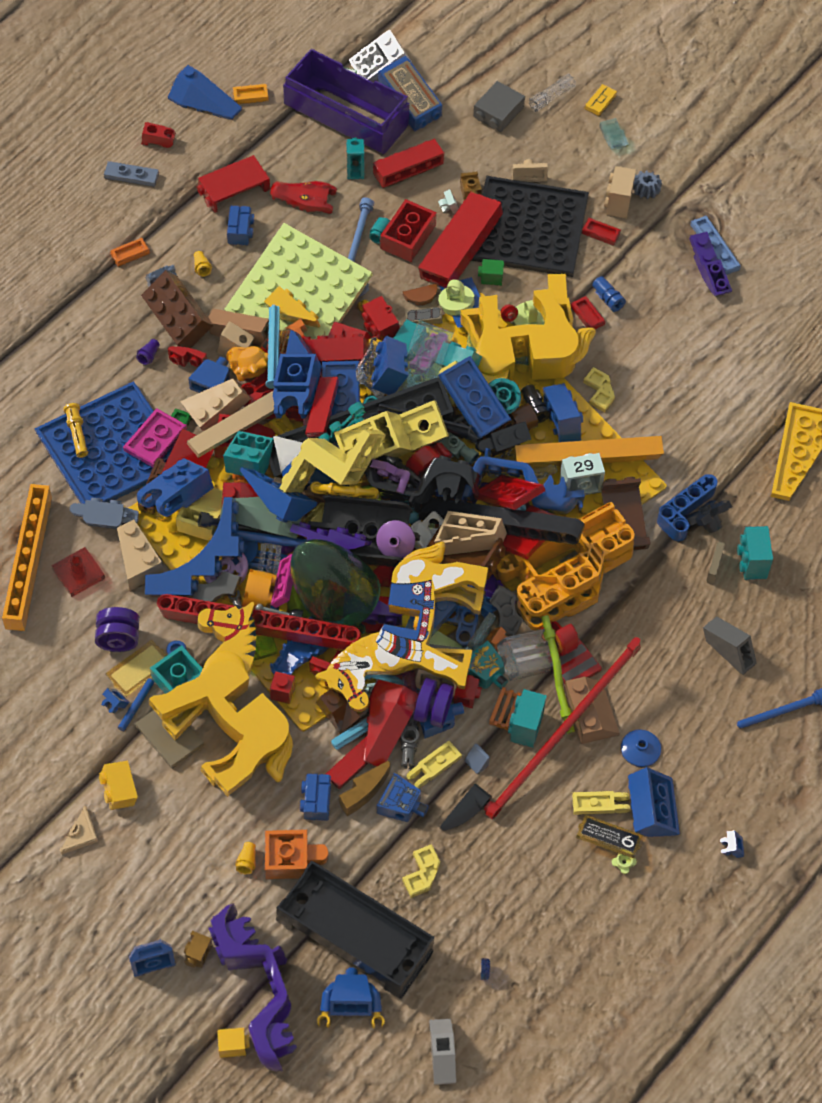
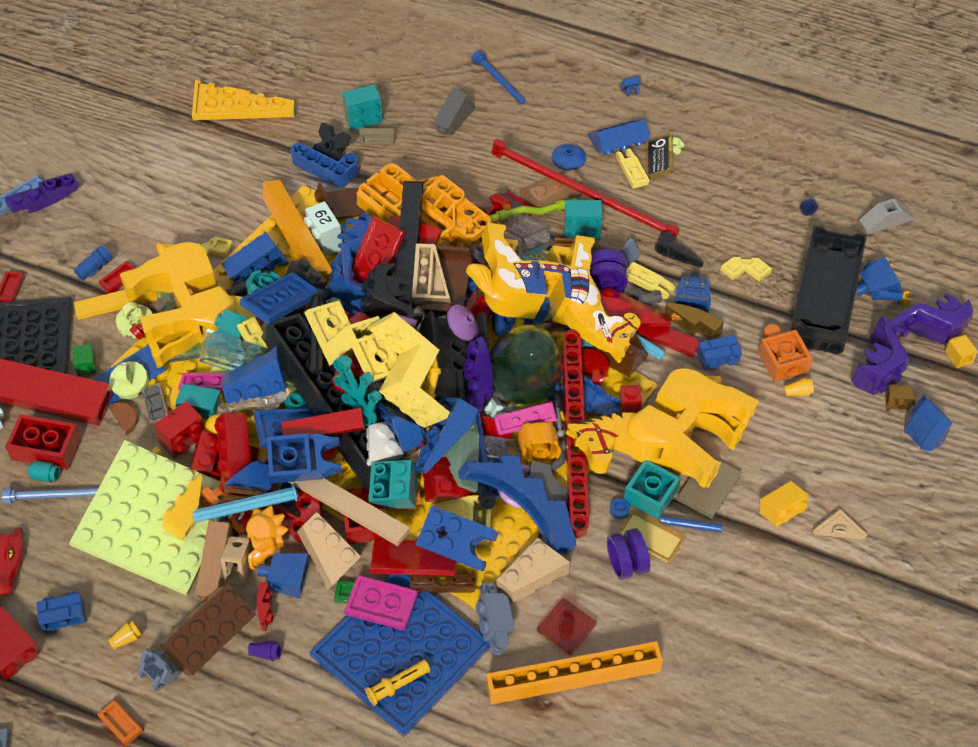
camera: 105 degrees left, 5 degrees down
(115, 698) = (696, 538): blue tile -> none

